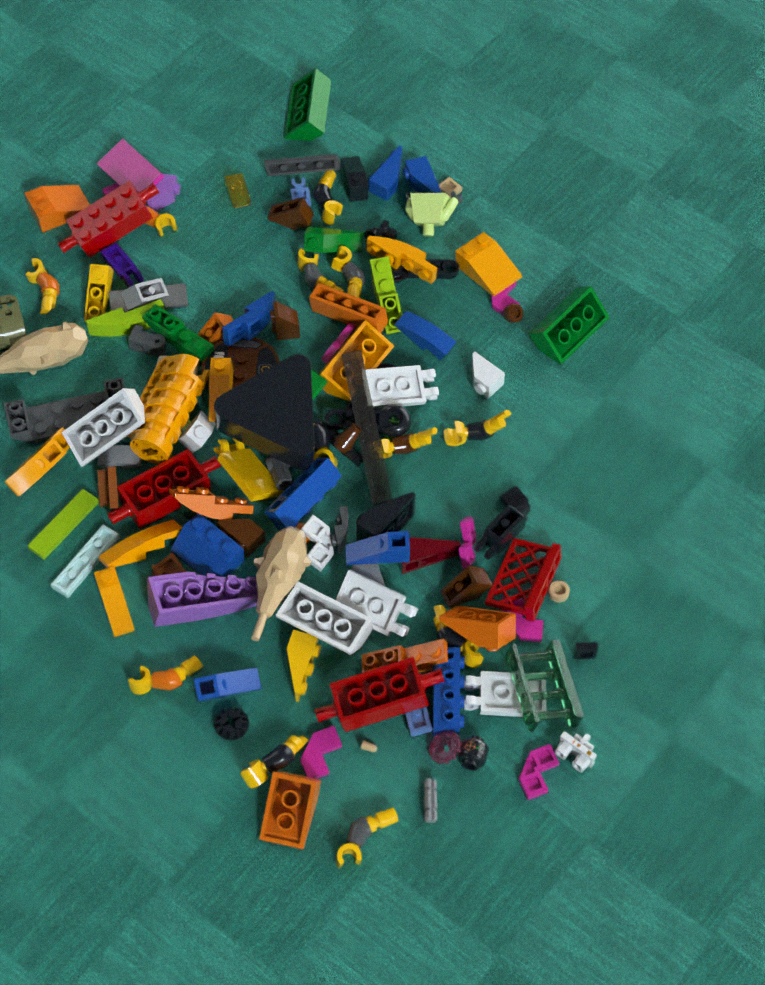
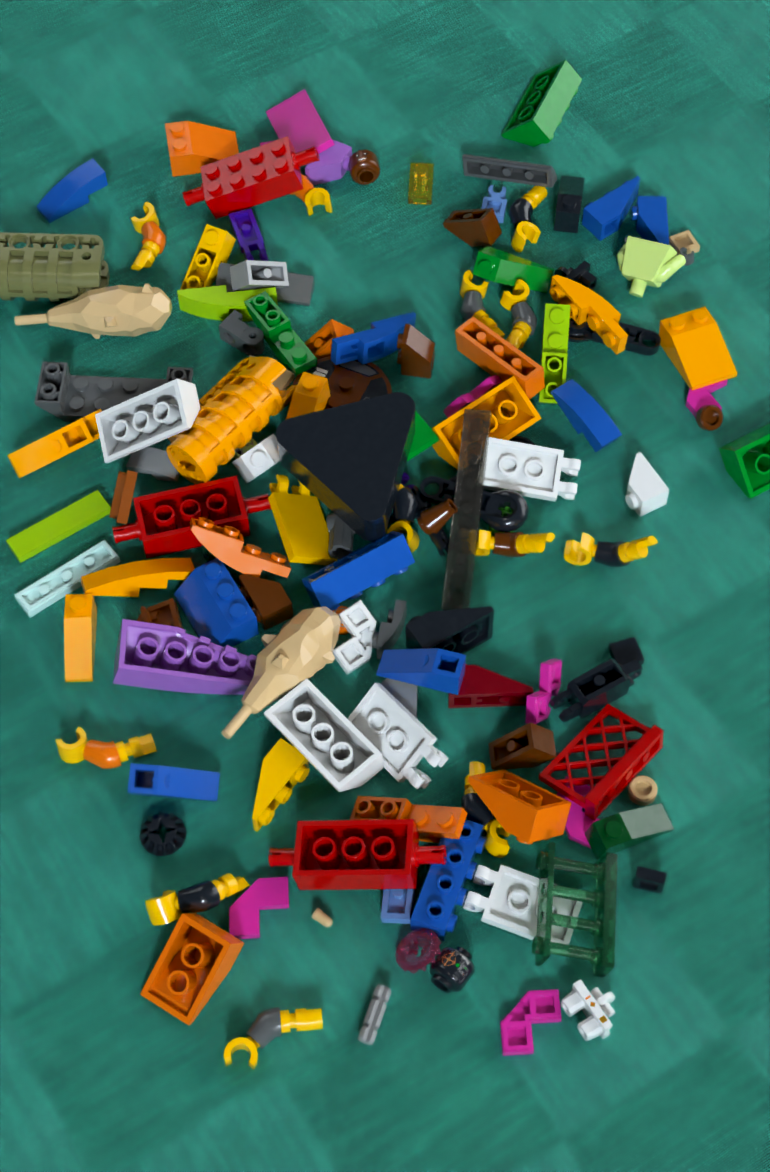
camera: 20 degrees right, 0 degrees up
(191, 188) = (364, 167): none -> reddish brown head
(559, 621) = (627, 829): none -> dark green slope

